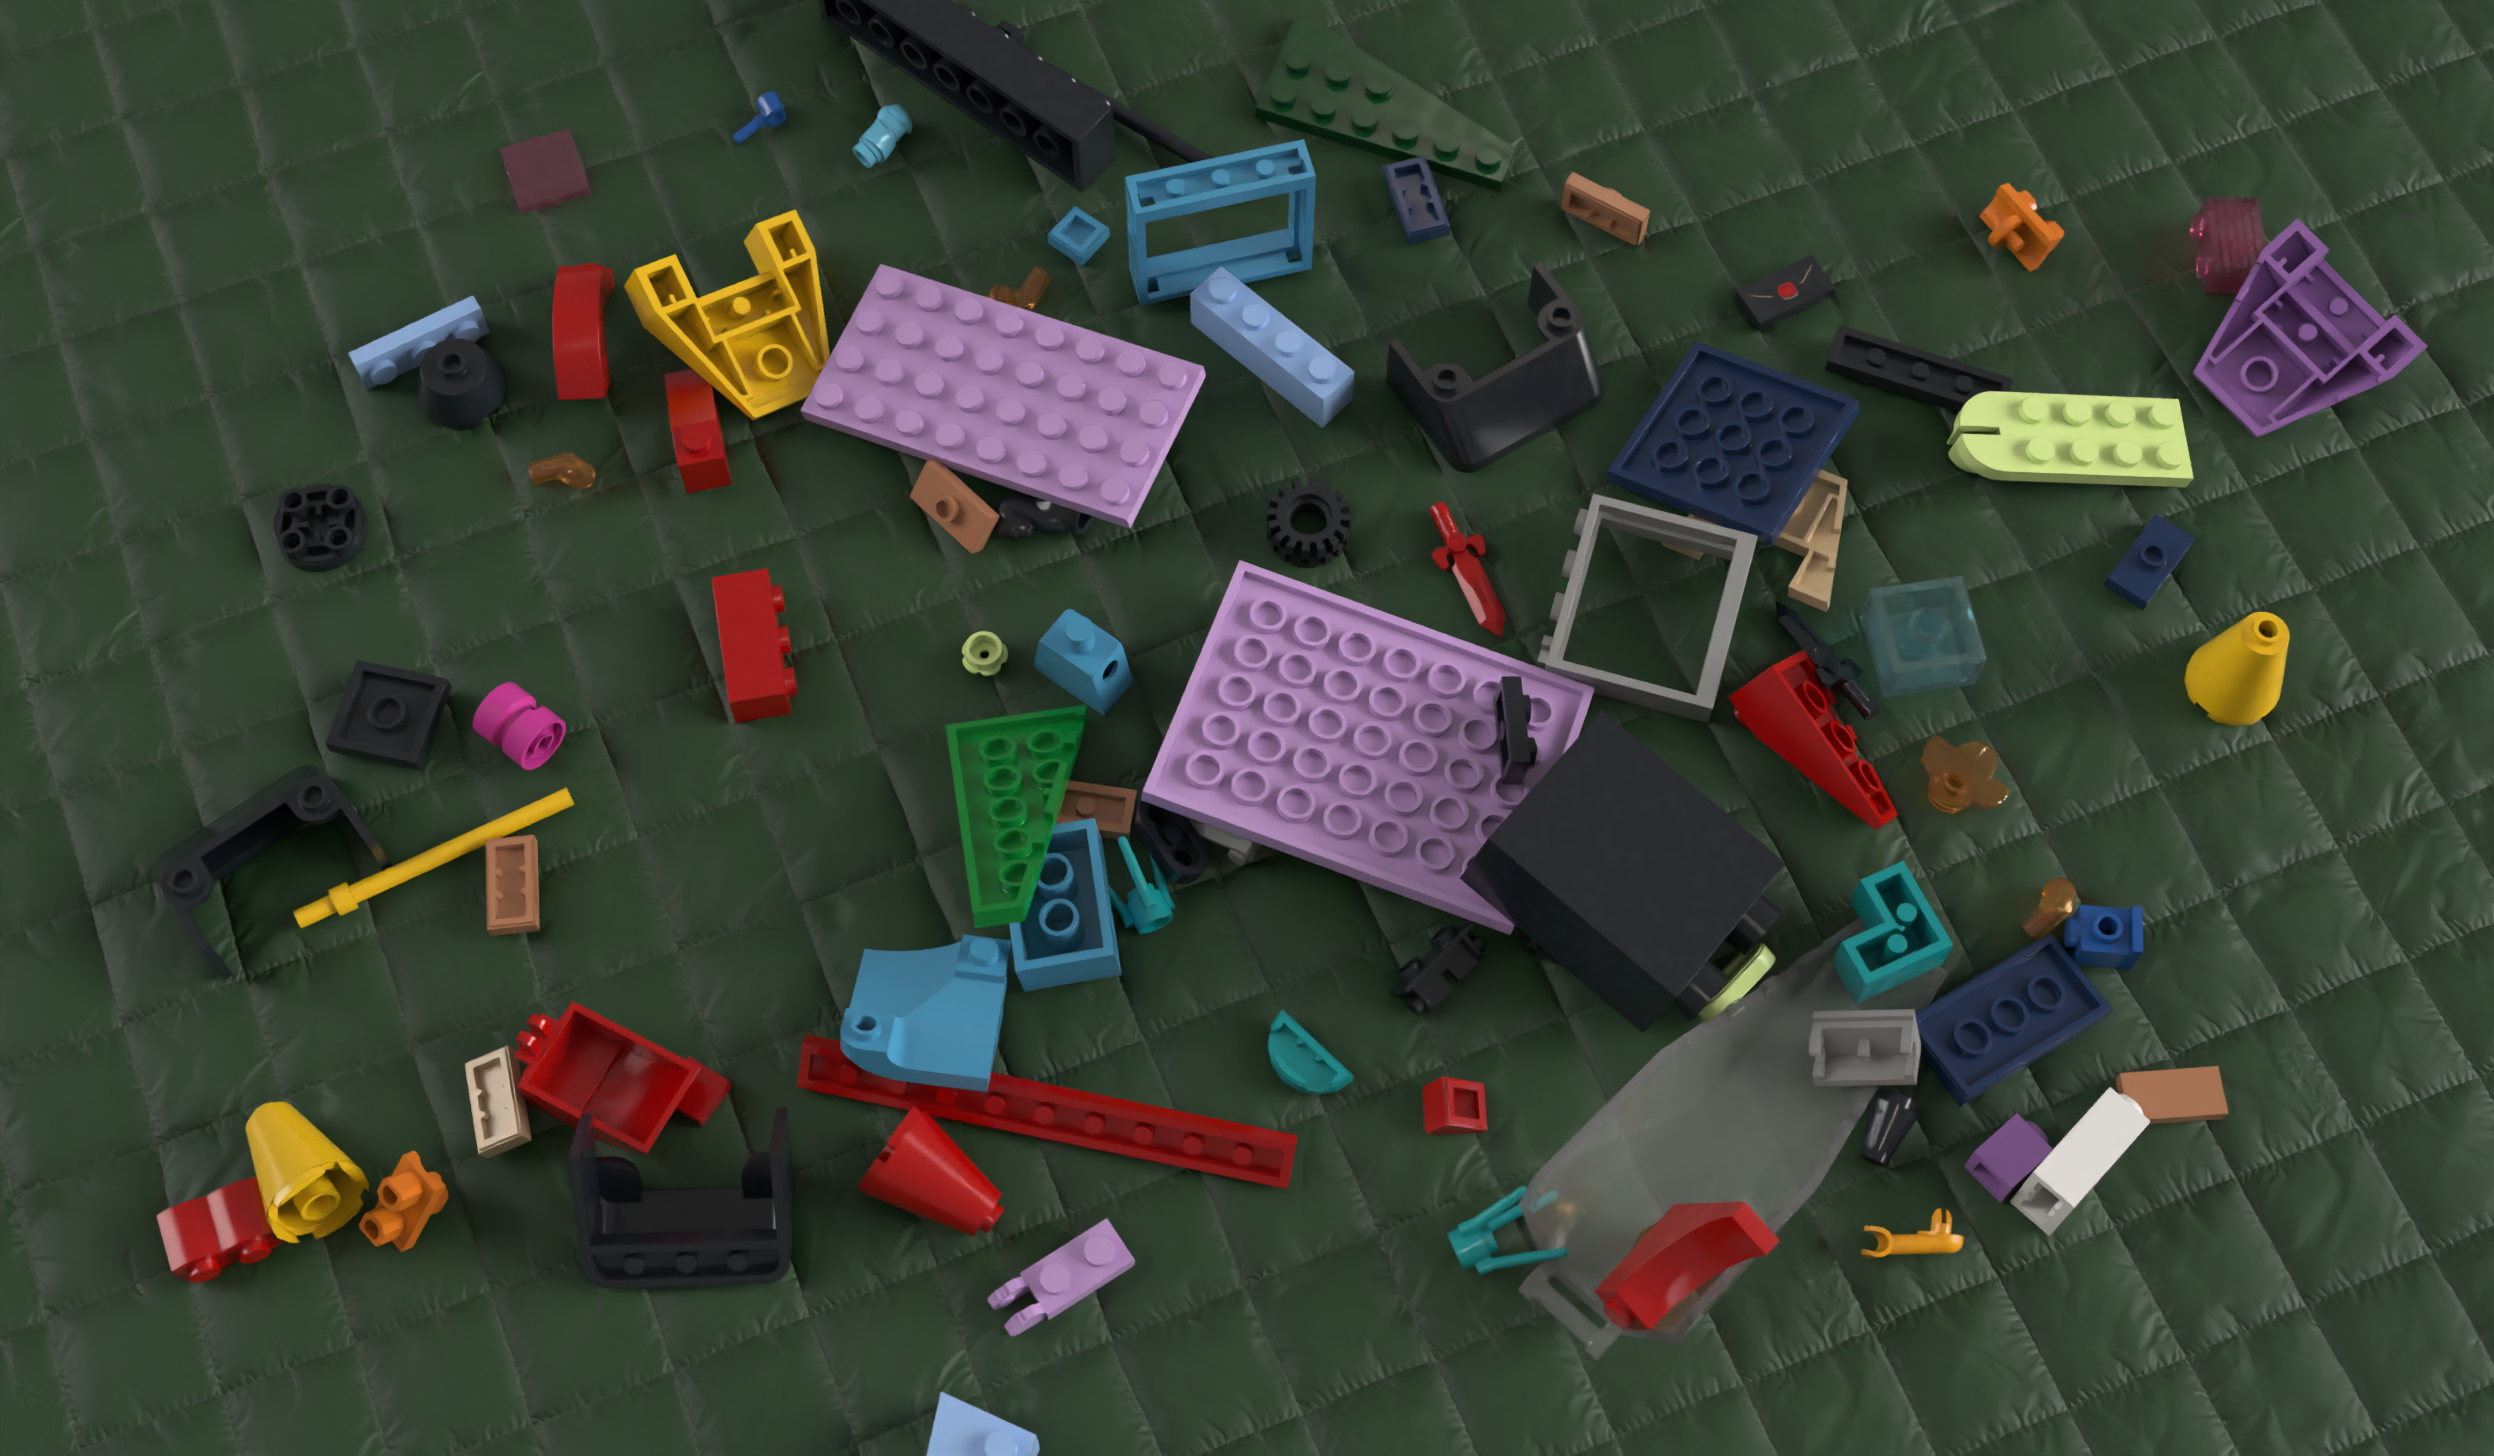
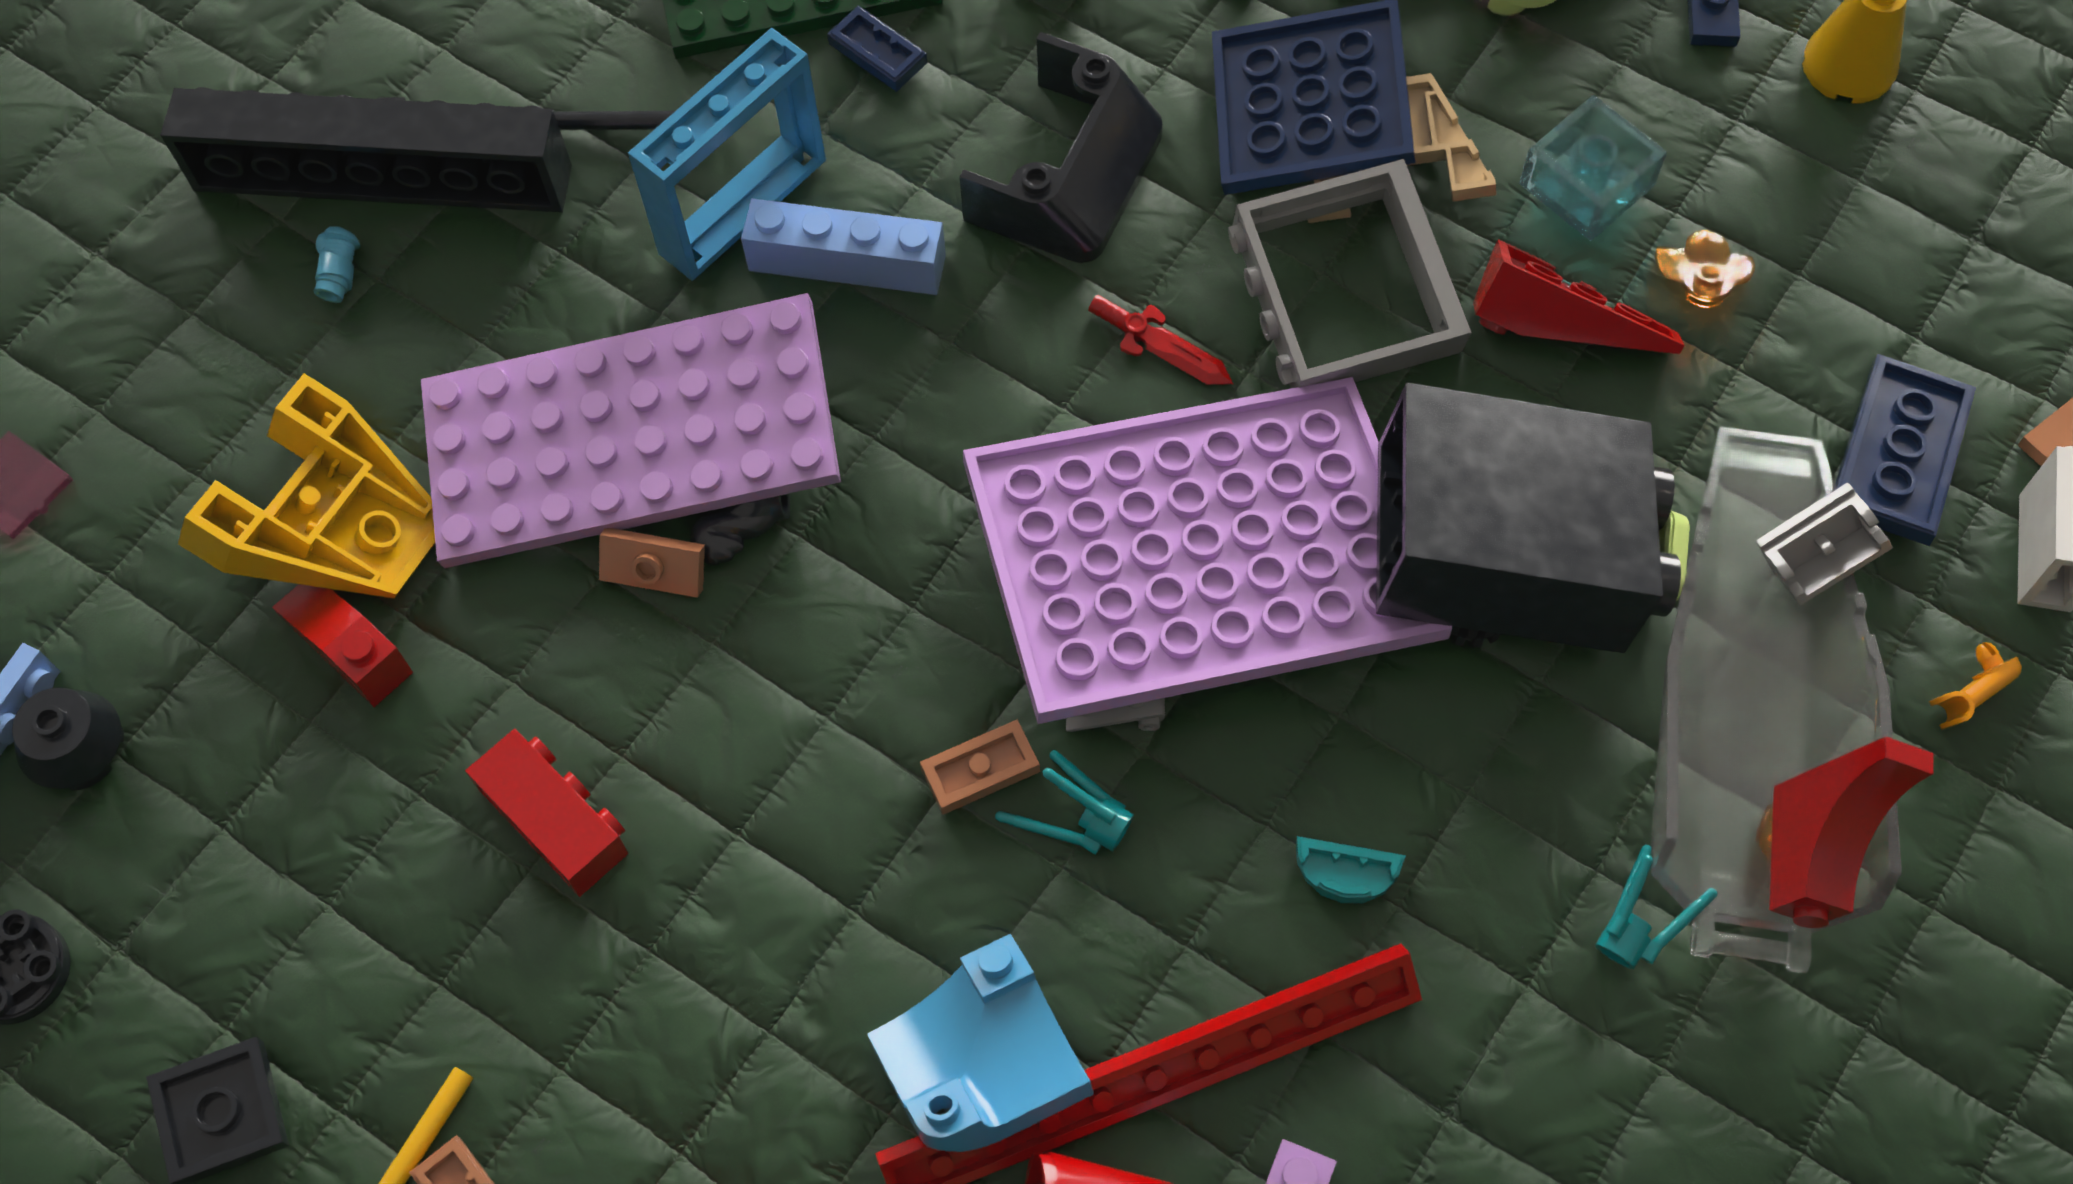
camera: 30 degrees left, 0 degrees up
(513, 722) = (356, 1035): dark pink wheel -> none
(564, 467) = (232, 755): clear orange arm -> none
(580, 330) = (162, 613): red arch -> none
(771, 113) = (207, 304): blue hand -> none
(984, 642) = (774, 670): yellowish green plate -> none
(1008, 800) = (910, 799): green wing -> none
(1027, 295) = (579, 326): clear orange arm -> none
(1070, 917) = (1028, 870): dark azure brick -> none
(1077, 656) = (881, 630): dark azure torso -> none
(1078, 235) = (588, 251): dark azure tile -> none
(1171, 841) = (1082, 747): black plate -> none
(1308, 499) = (987, 359): black tyre -> none
(1450, 952) = (1402, 687): black hinge -> none
(1454, 1107) = (1508, 827): red slope -> none
(1512, 715) = (1322, 454): black plate -> none
(1830, 674) = (1538, 245): black sword -> none
(1887, 1124) = (1884, 603): black cone -> none
(1899, 939) = (1773, 426): teal brick -> none
(2009, 1157) = (1998, 564): medium lavender brick -> none
(2055, 905) = (1866, 330): clear orange arm -> none
(2096, 949) = (1925, 328): blue brick -> none

